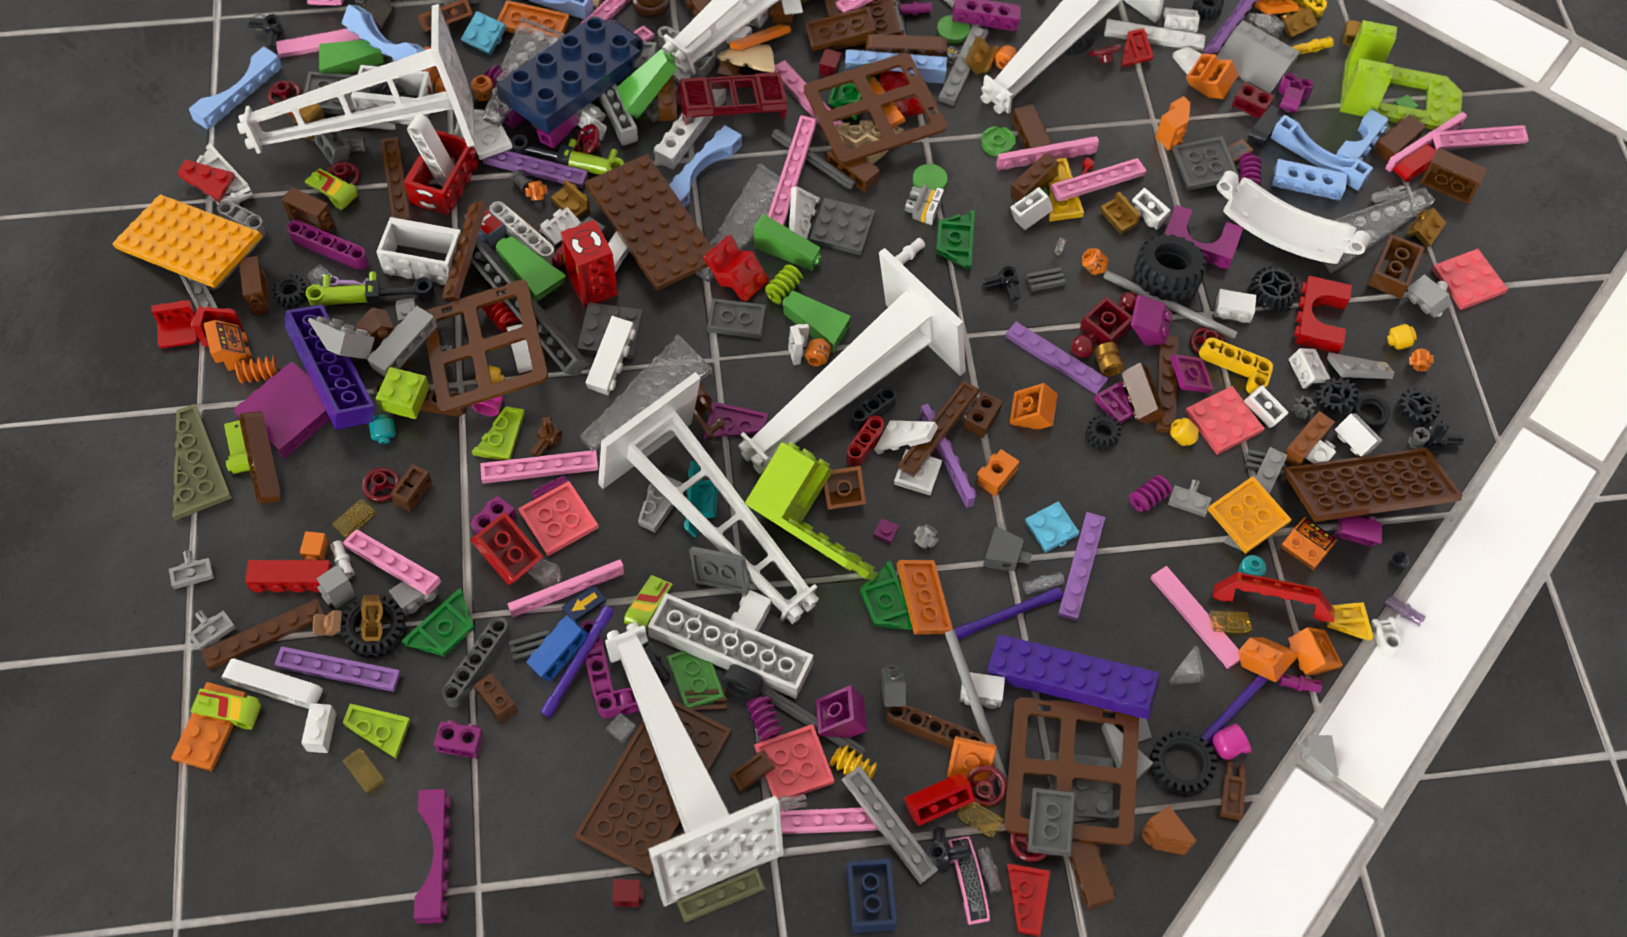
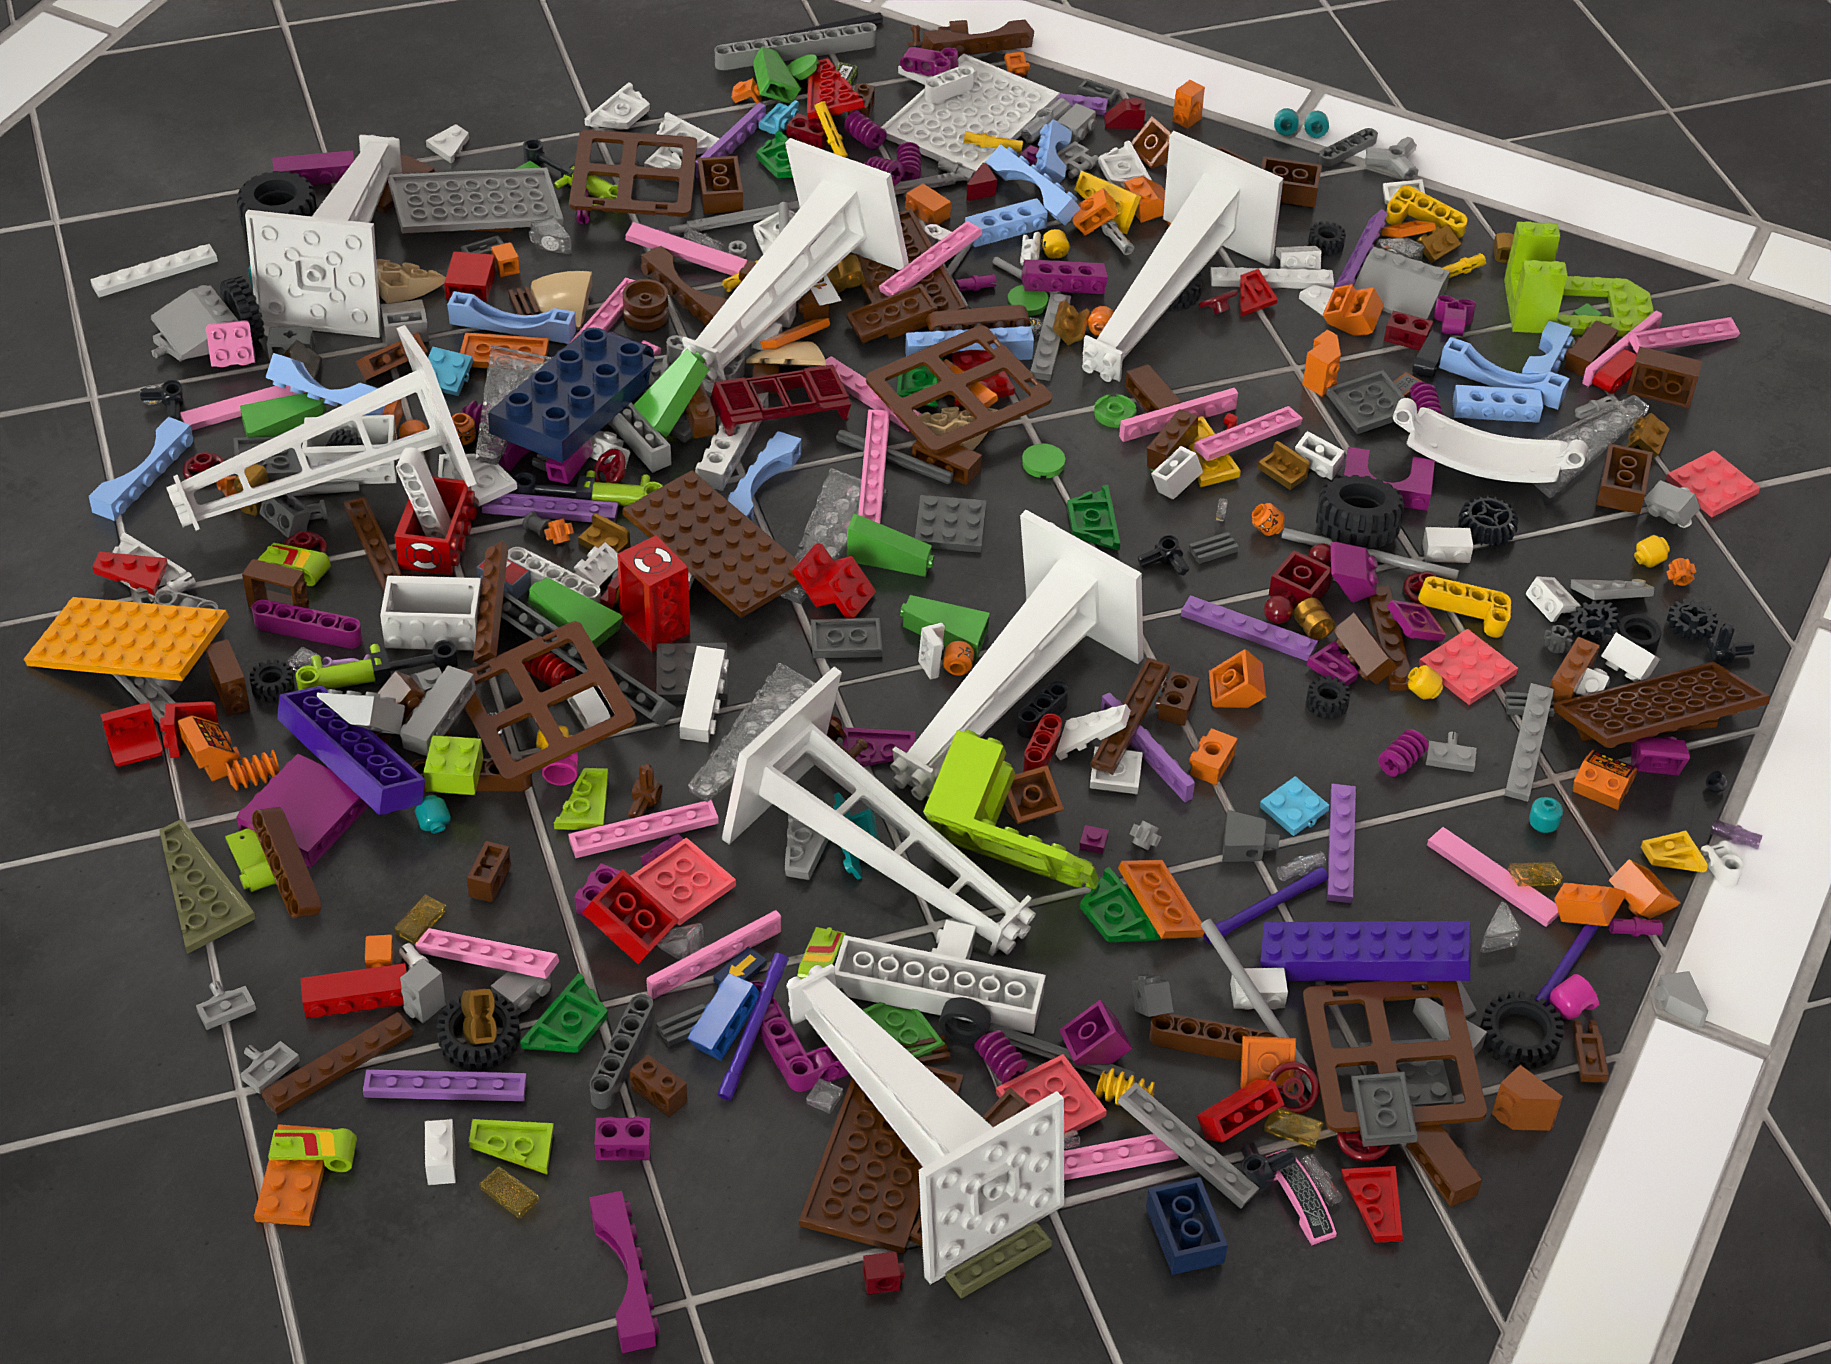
camera: 10 degrees left, 15 degrees down
(271, 683) = (364, 1113): white beam -> none
(327, 624) = (422, 1037): medium nougat bracket -> none
(378, 475) = (445, 874): dark red piece -> none
(720, 569) = (904, 900): dark grey tile -> none
(783, 284) = (896, 591): lime piece -> none
(801, 211) = (896, 507): white wing -> none
(829, 63) = (887, 351): dark red brick -> none
(926, 205) = (1045, 486): light grey hips -> none
(1249, 514) = (1526, 755): light orange plate -> none
(1265, 406) = (1514, 641): white brick -> none
(1286, 590) = (1521, 839): red slope -> none
(1311, 331) = (1543, 558): red arch -> none
(1419, 438) = (1702, 650): dark grey bush -> none

